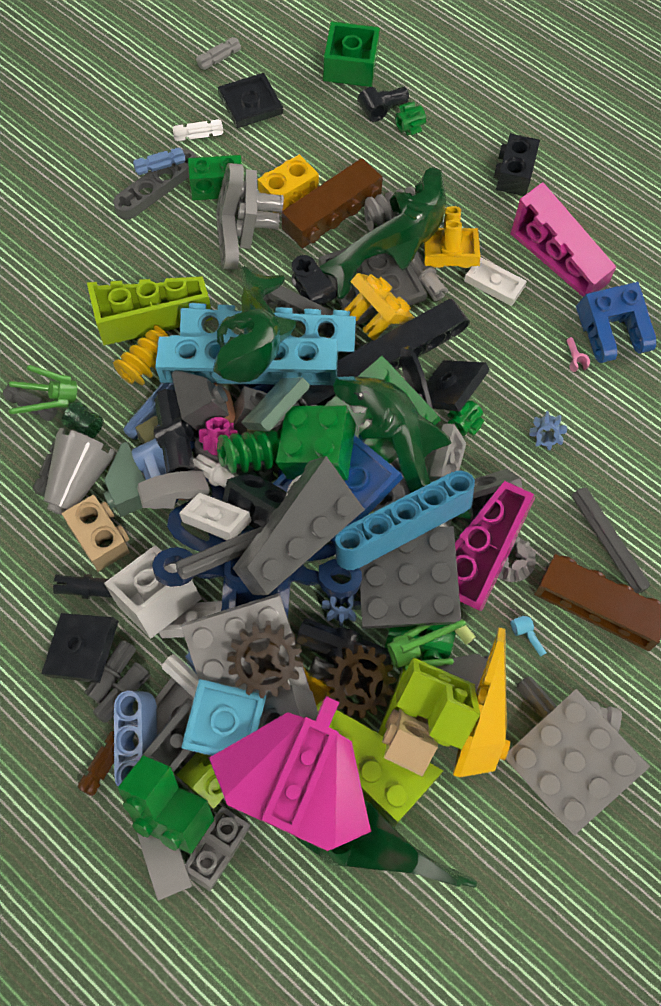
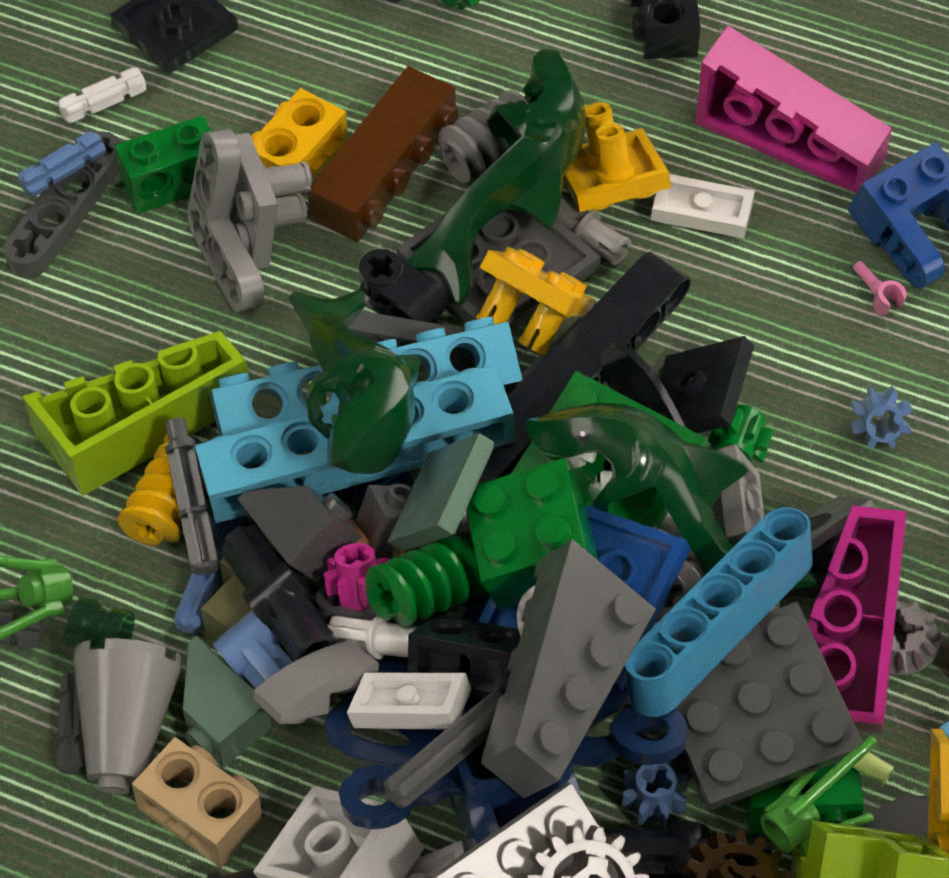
camera: 15 degrees left, 10 degrees down
(150, 375) = (191, 499): none -> dark grey piece

